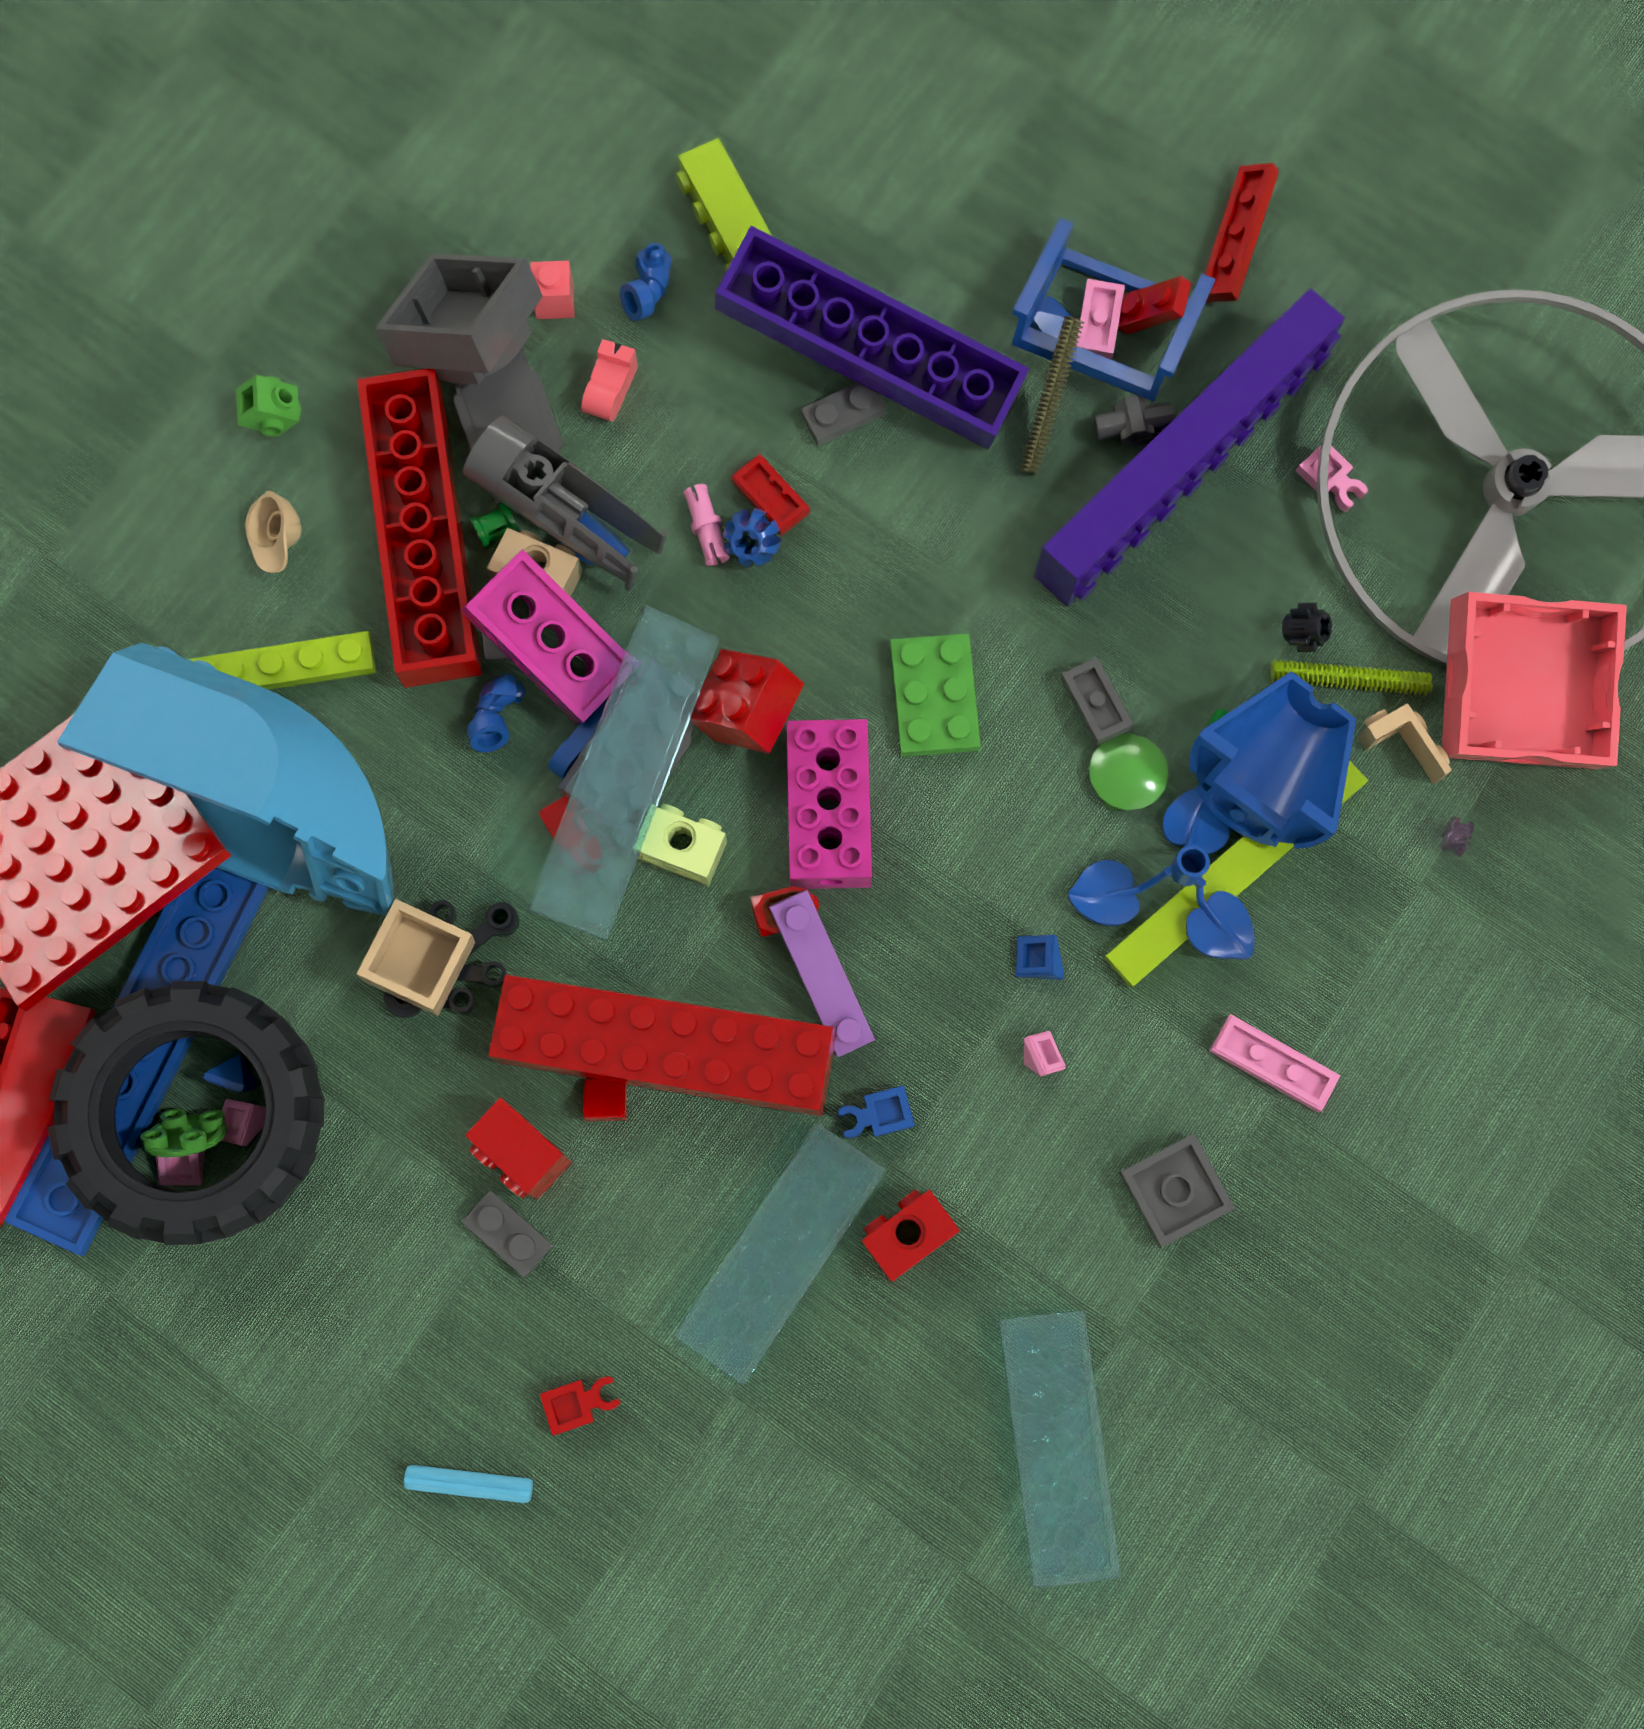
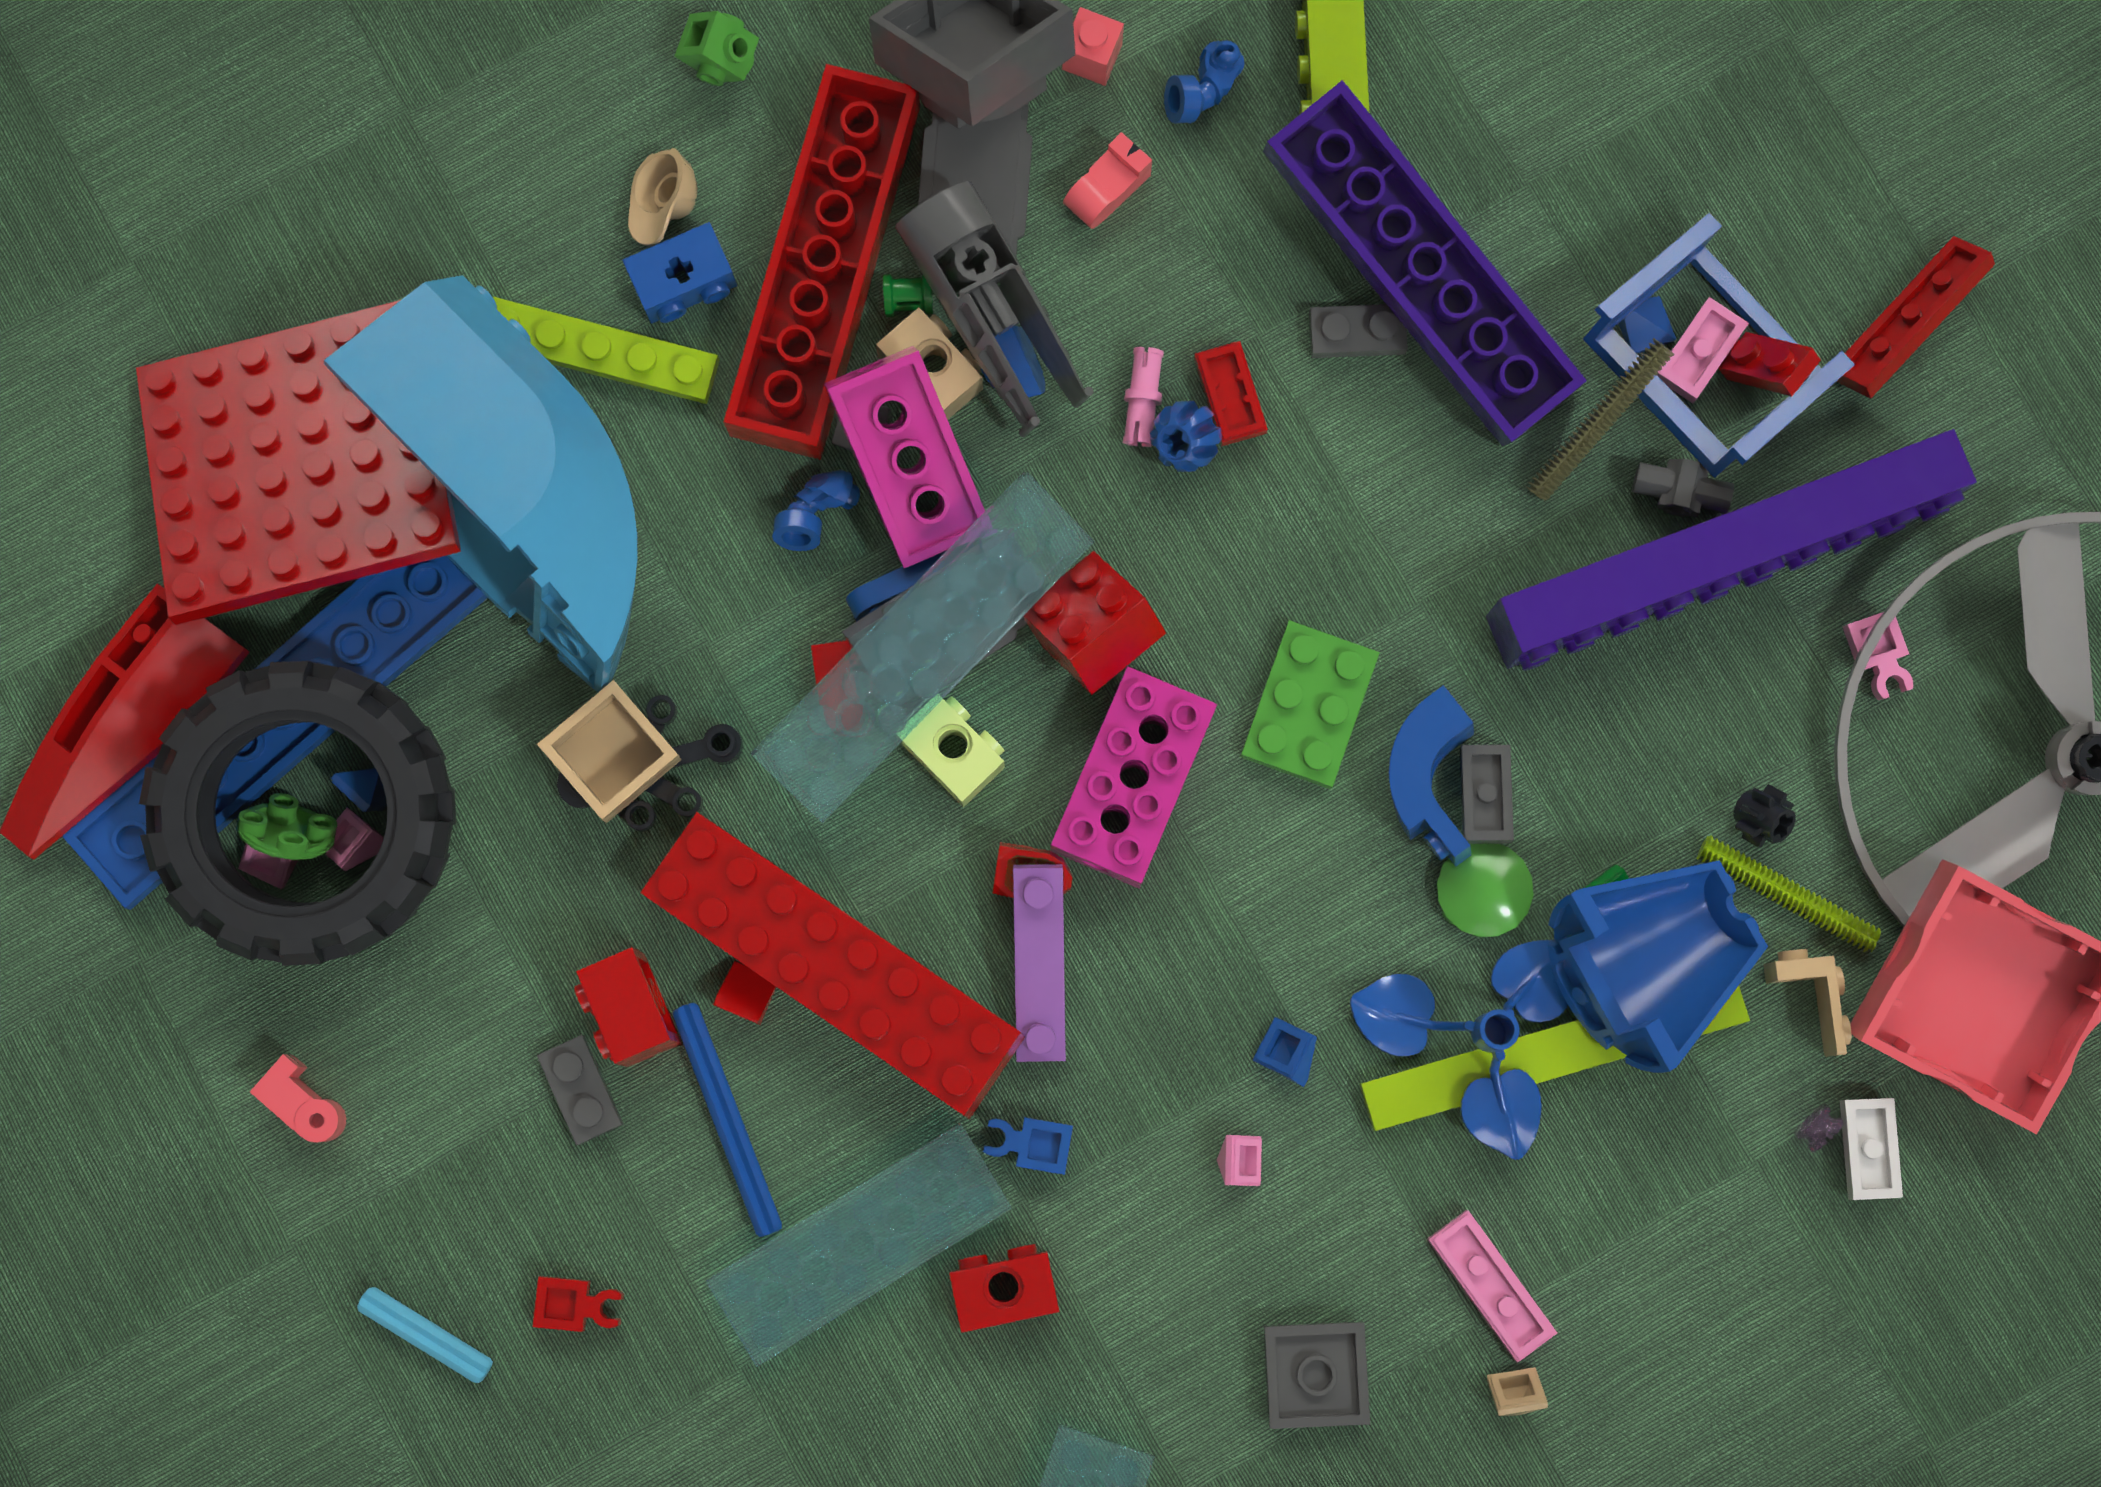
camera: 25 degrees right, 5 degrees up
(285, 1347) = (297, 1103): none -> coral leg
(316, 563) = (697, 255): none -> blue brick
(634, 1204) = (727, 1119): none -> blue axle
(1032, 684) = (1419, 747): none -> blue arch
(1332, 1133) = (1517, 1392): none -> tan slope
(1502, 834) = (1871, 1149): none -> white plate

